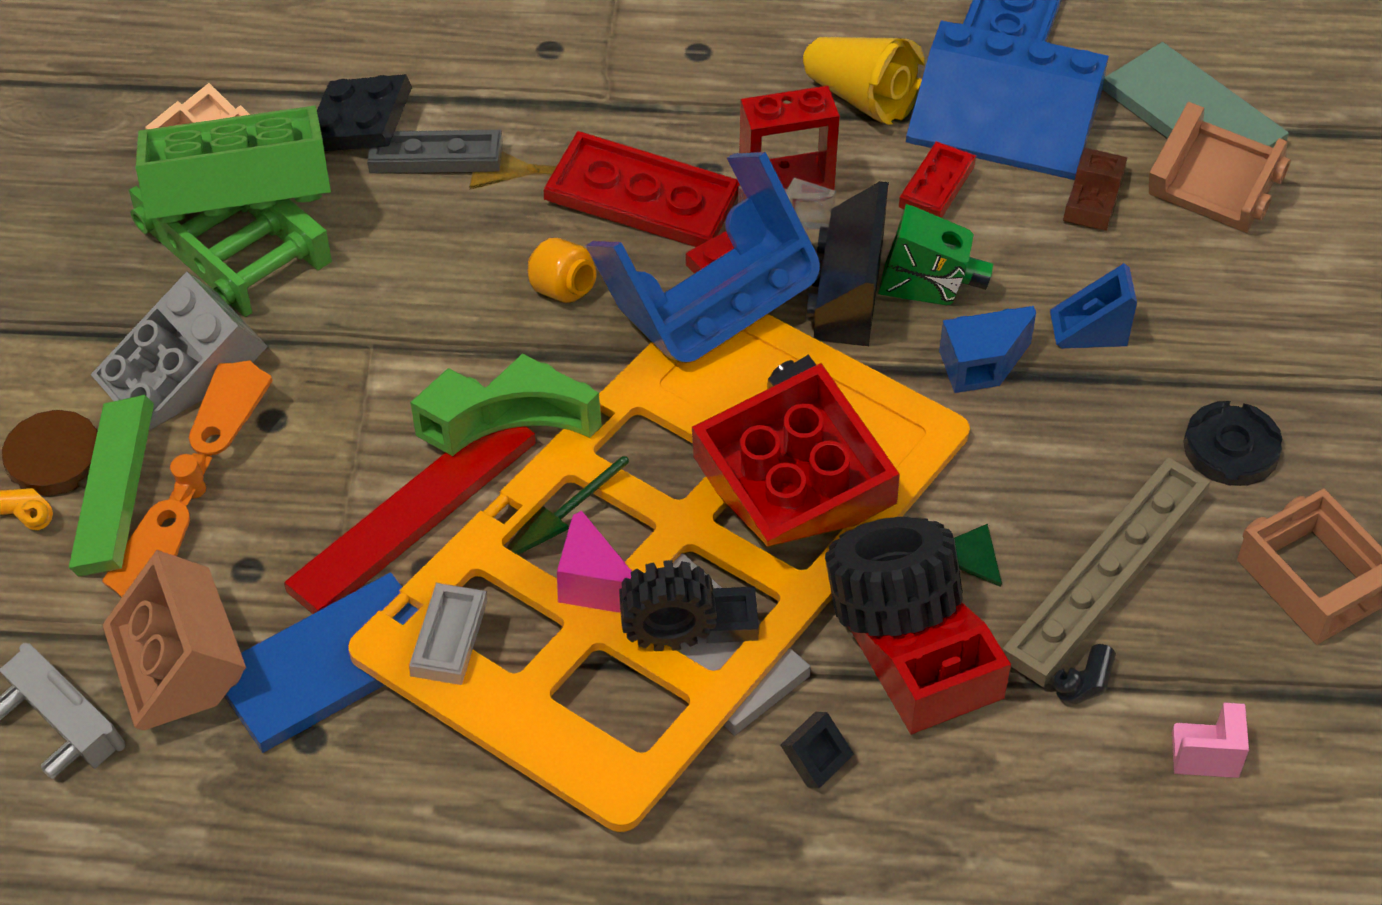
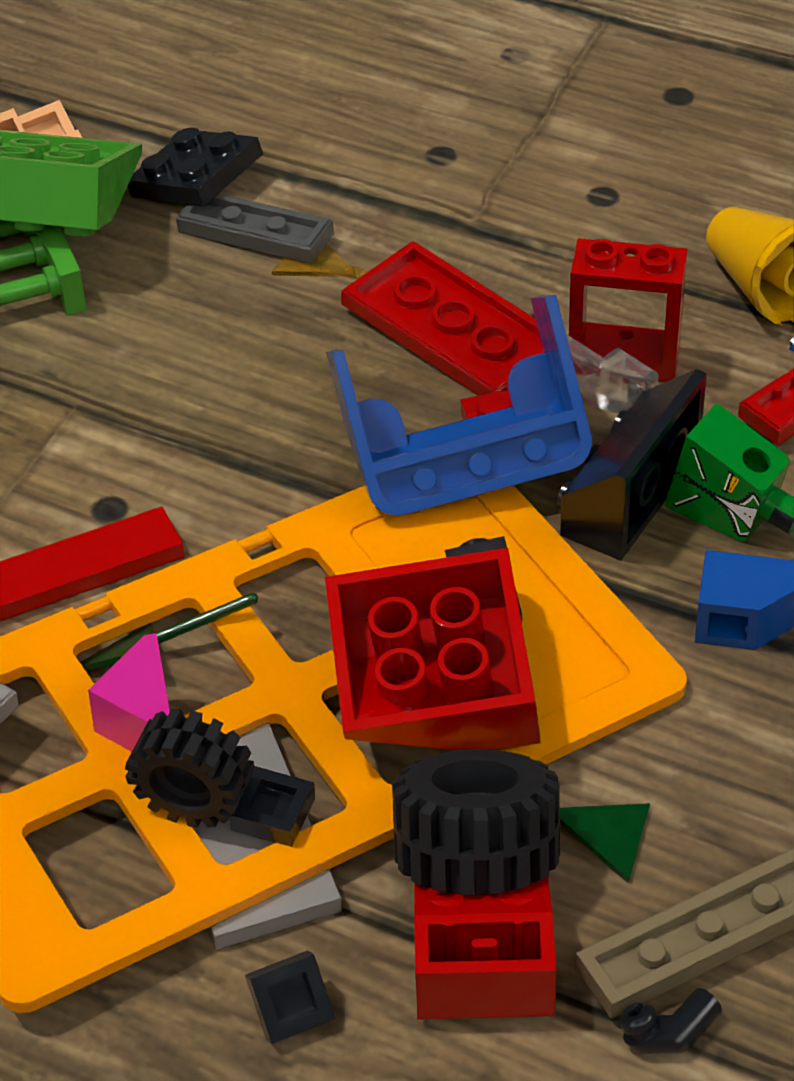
camera: 25 degrees right, 5 degrees down
(526, 393) = (185, 495): bright green arch -> none
(561, 270) = (304, 380): light orange head -> none

